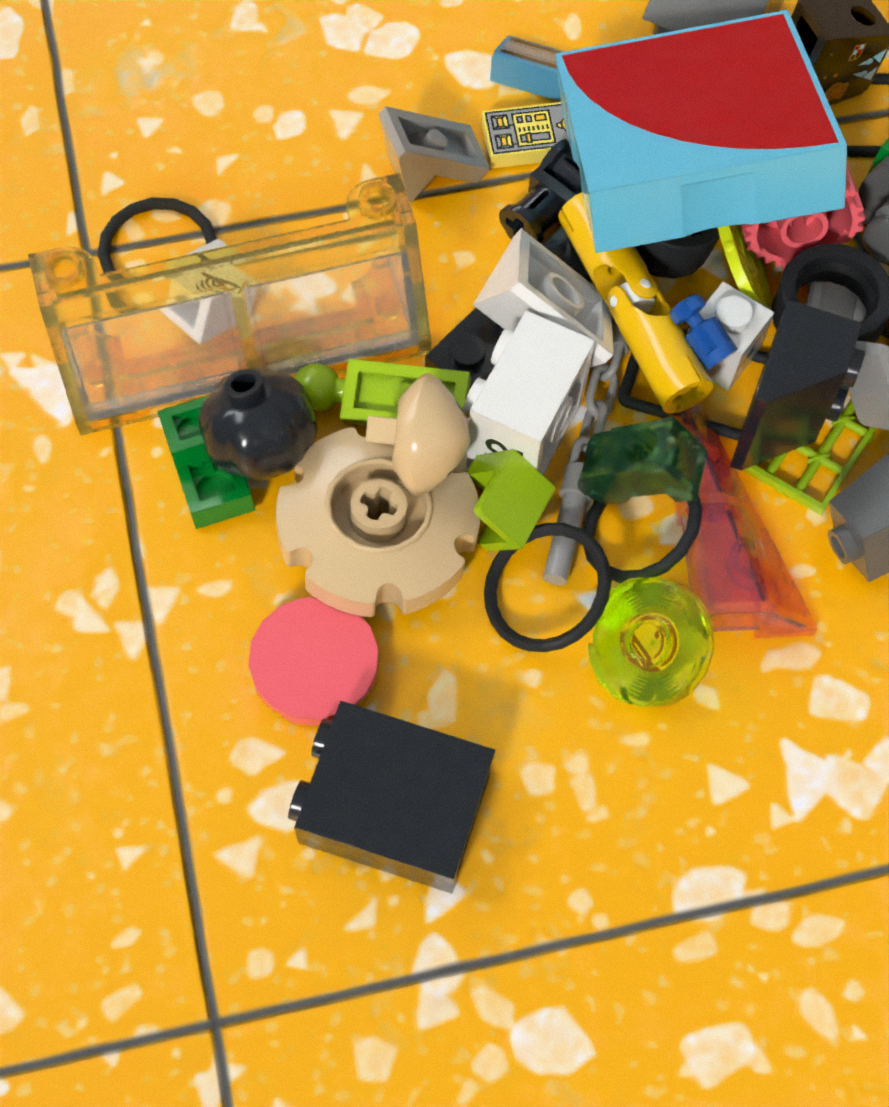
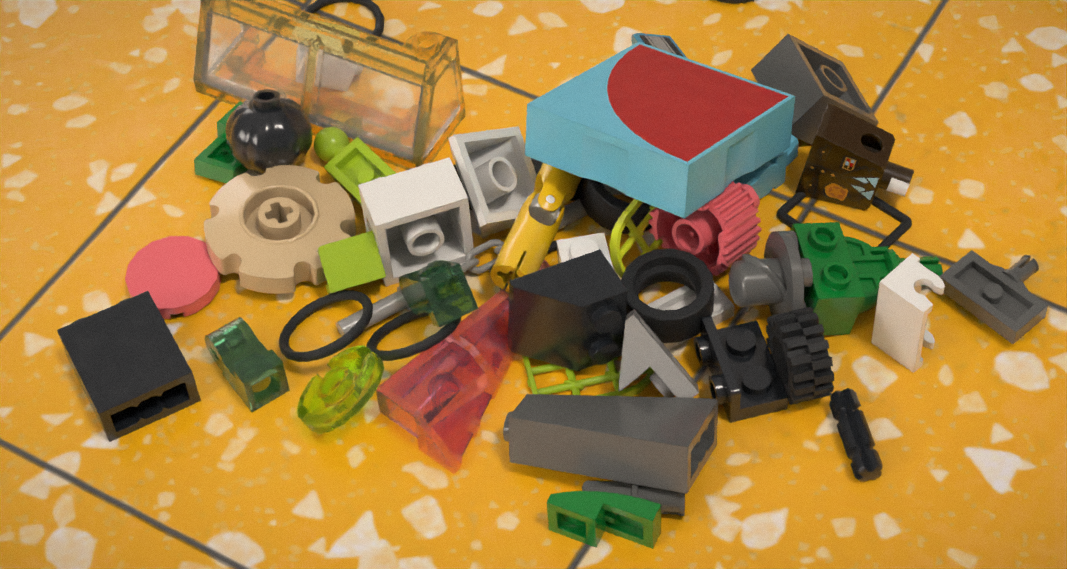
camera: 50 degrees right, 15 degrees down
(426, 435) = (330, 188): tan piece -> none
(428, 147) = (529, 55): light grey slope -> none
(507, 690) = (247, 362): none -> clear green leg
(706, 336) = (550, 249): blue piece -> none

